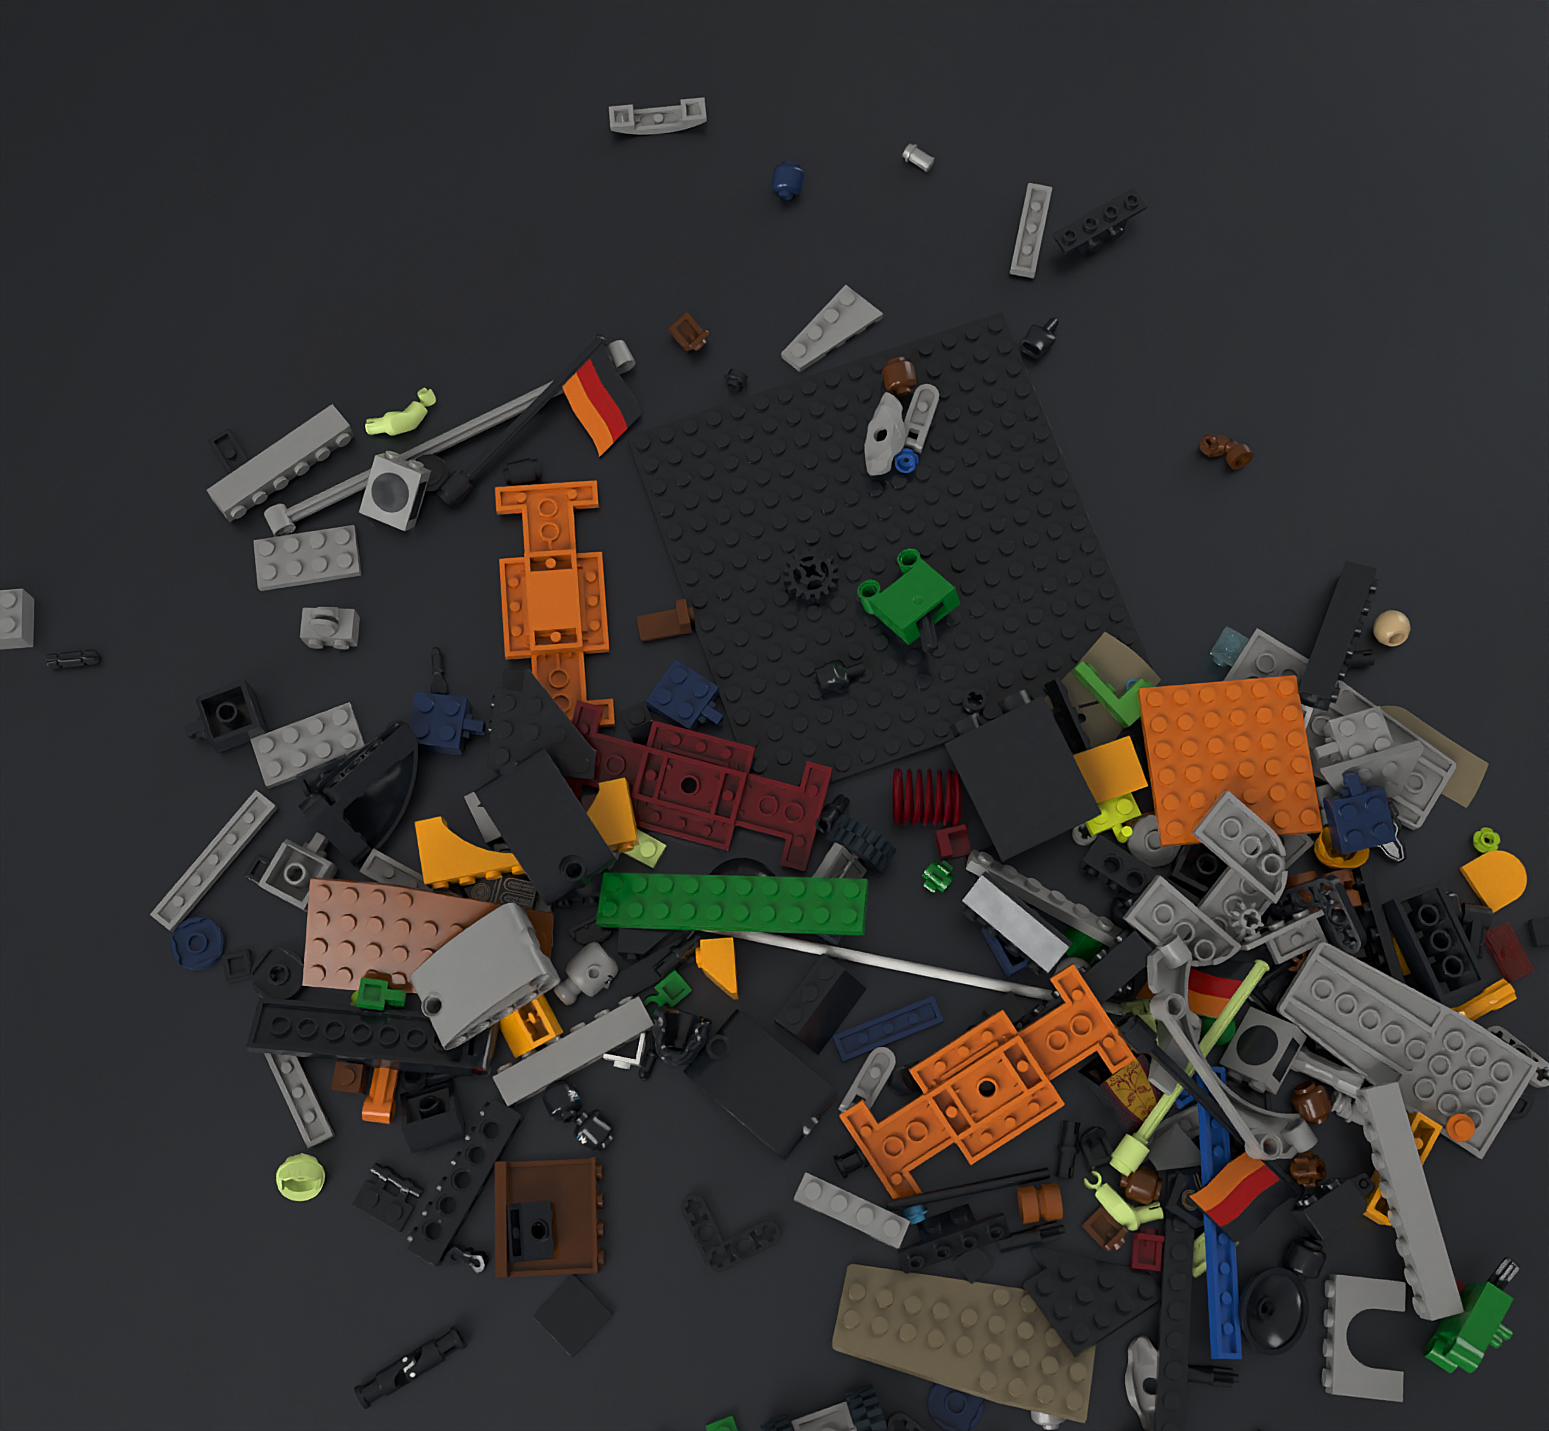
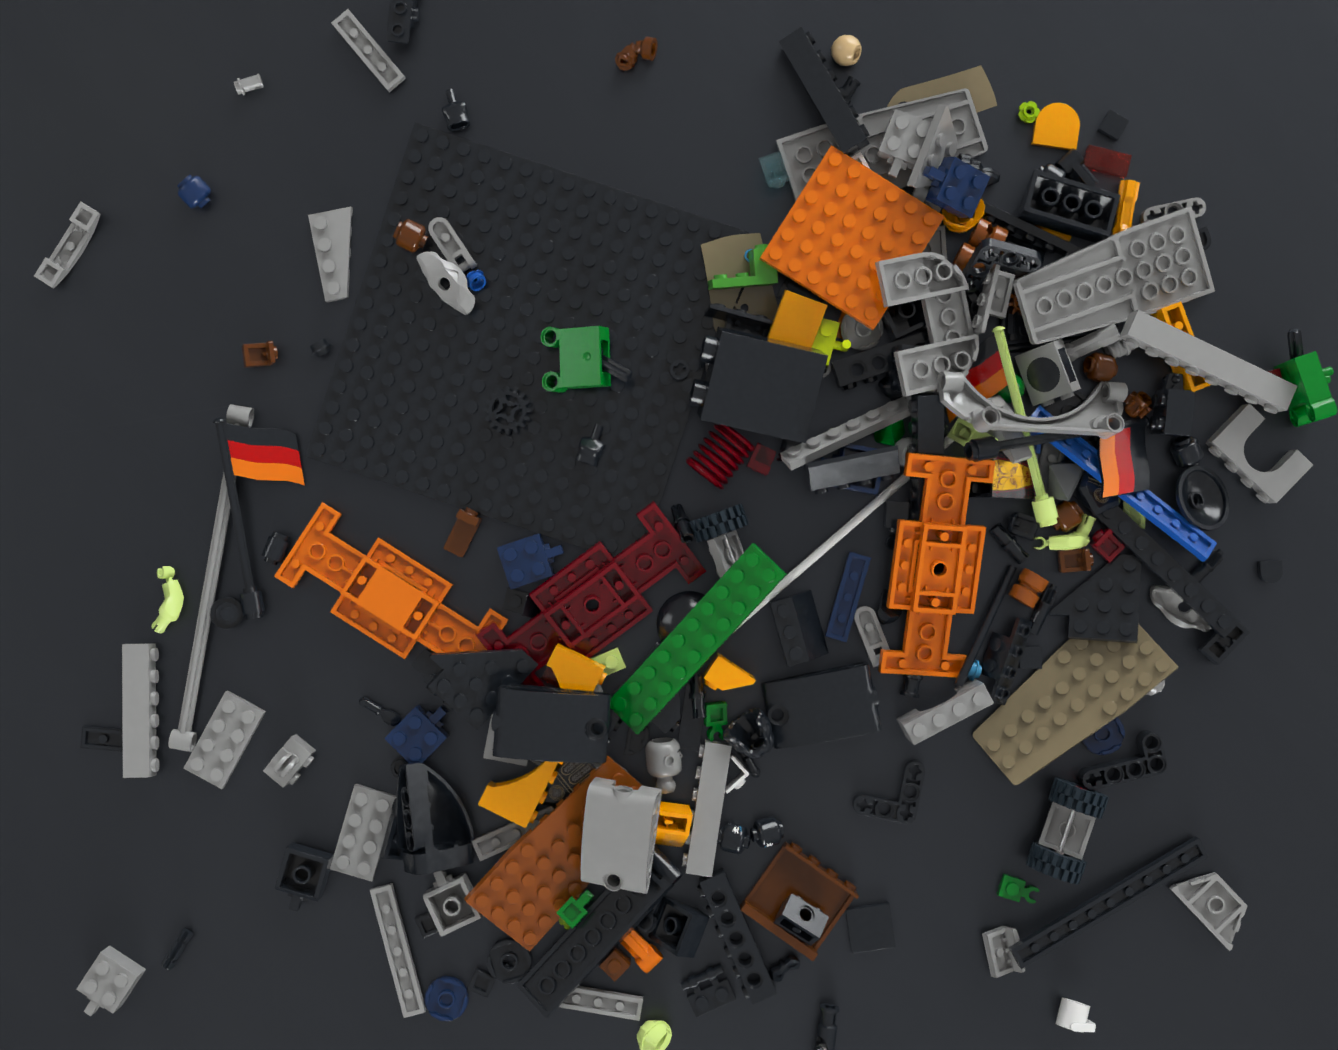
camera: 55 degrees left, 15 degrees up
(395, 490) = (223, 647): light grey brick -> none
(938, 876) = (776, 487): green gear -> none
(1253, 916) = (966, 322): light grey gear -> none
(1460, 1127) = (1188, 289): orange plate -> none

